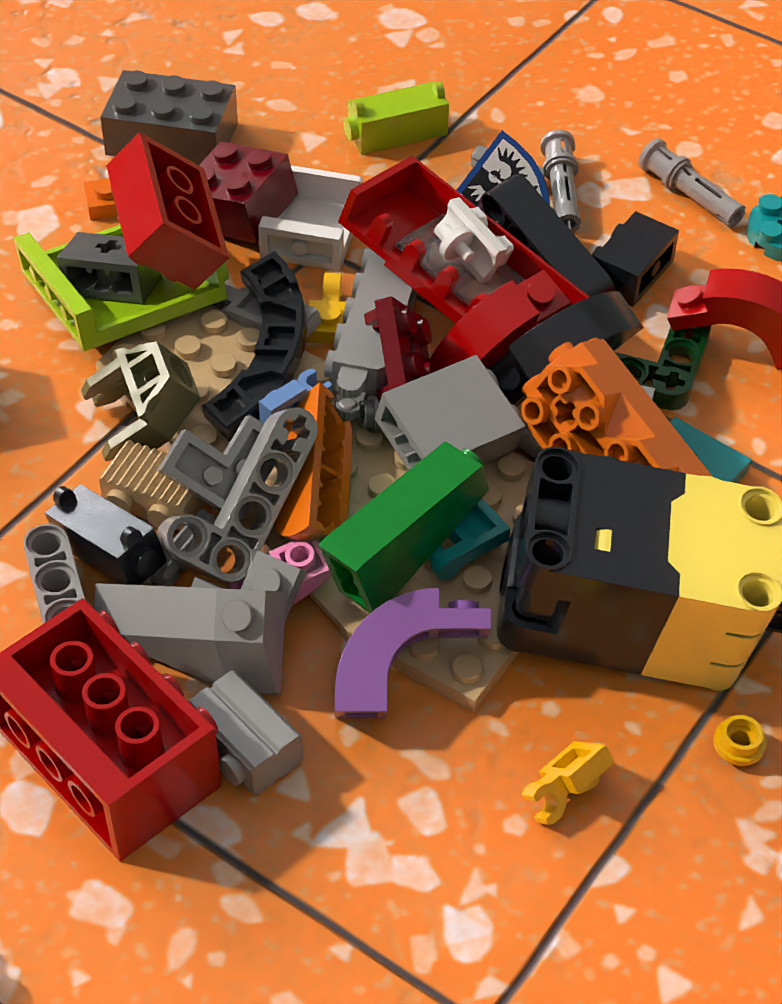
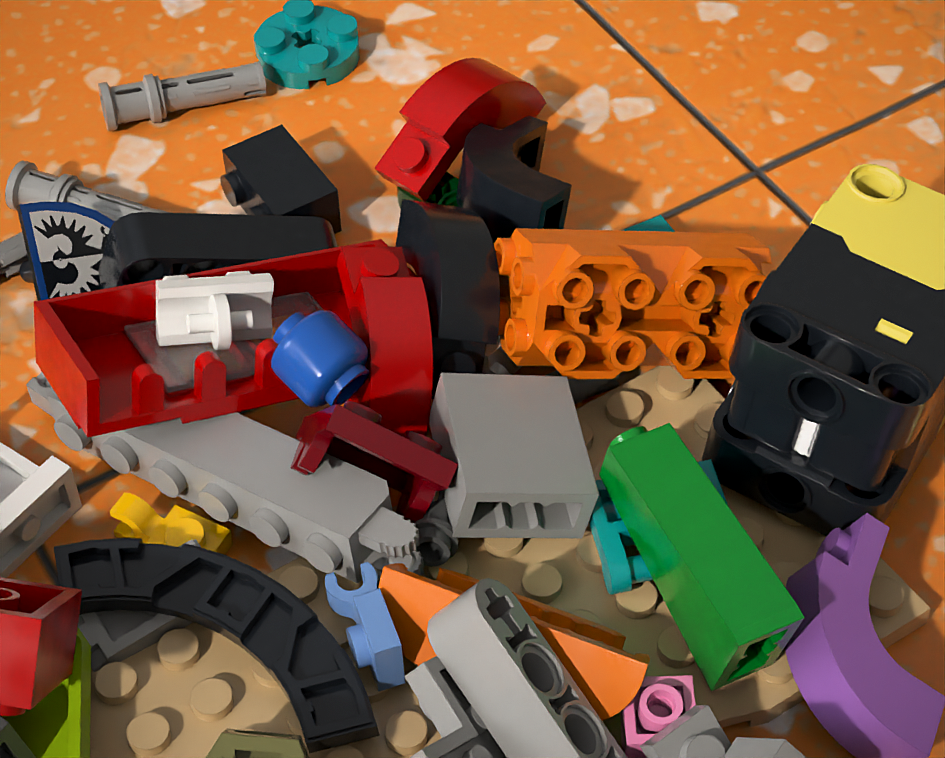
camera: 65 degrees left, 0 degrees up
(448, 292) = (320, 358): none -> blue head
(705, 342) = (504, 181): none -> black arch

